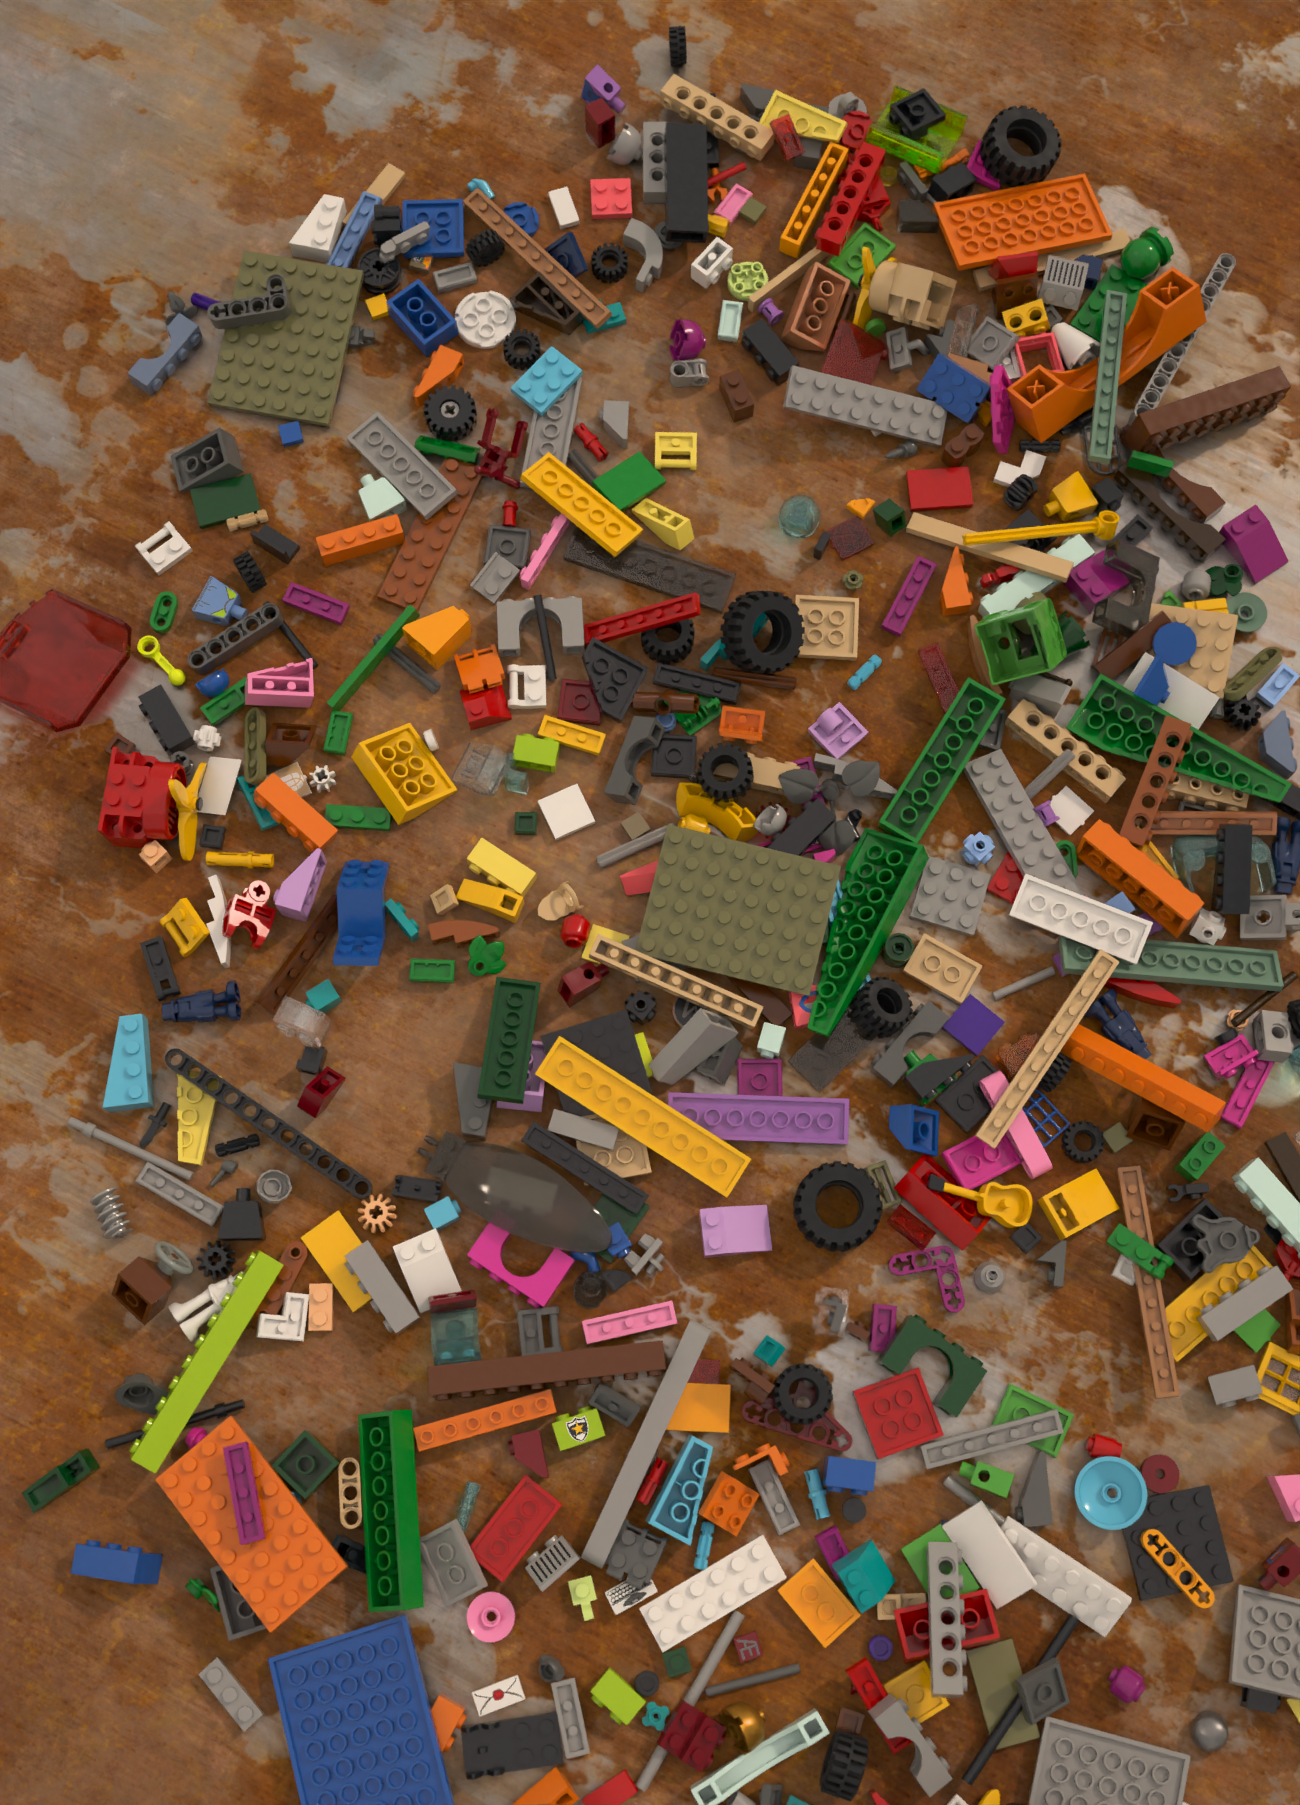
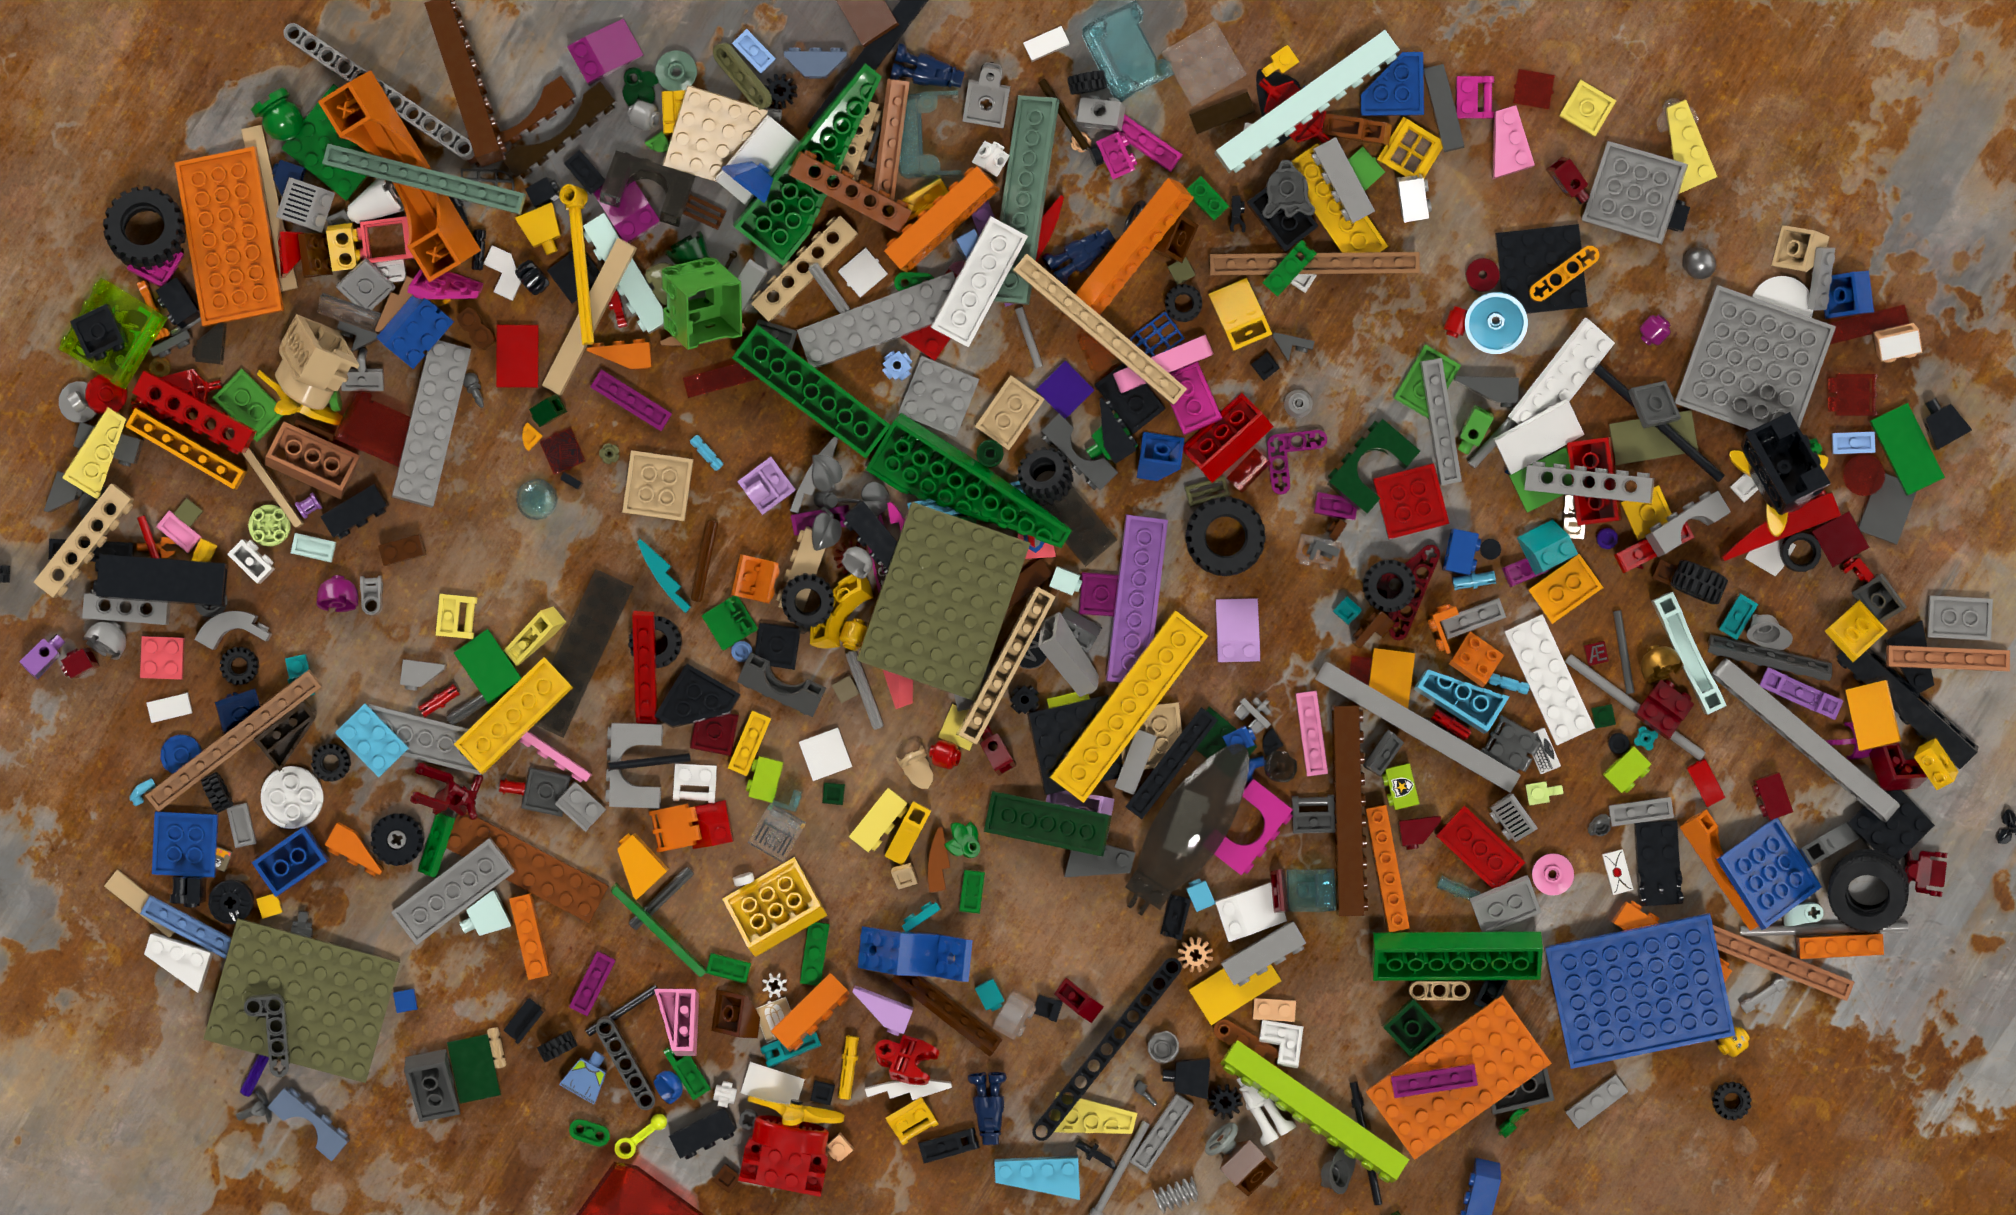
camera: 85 degrees left, 15 degrees up
(168, 553) = (526, 1128): white plate -> none
(195, 1436) = (1380, 1124): dark pink plate -> none
(237, 1145) = (1121, 1079): black axle -> none
(255, 747) = (738, 1048): olive plate -> none
(403, 242) = (209, 875): light grey hinge -> none
(677, 702) = (727, 649): reddish brown piece -> none
(696, 683) = (706, 617): black tile -> none
(786, 632) = (682, 535): black tyre -> none
(787, 137) = (119, 471): clear red plate -> none
(853, 818) = (857, 481): black arm -> none
(1006, 1204) = (1235, 380): yellow piece -> none
(1046, 813) = (867, 295): medium lavender bush -> none
(1055, 1073) = (1119, 321): black tyre -> none
(1131, 648) = (707, 188): reddish brown tile -> none
(1150, 463) = (517, 145): green tile -> none
(1174, 643) = (711, 151): blue tile -> none
(1232, 869) = (943, 131): black wedge -> none

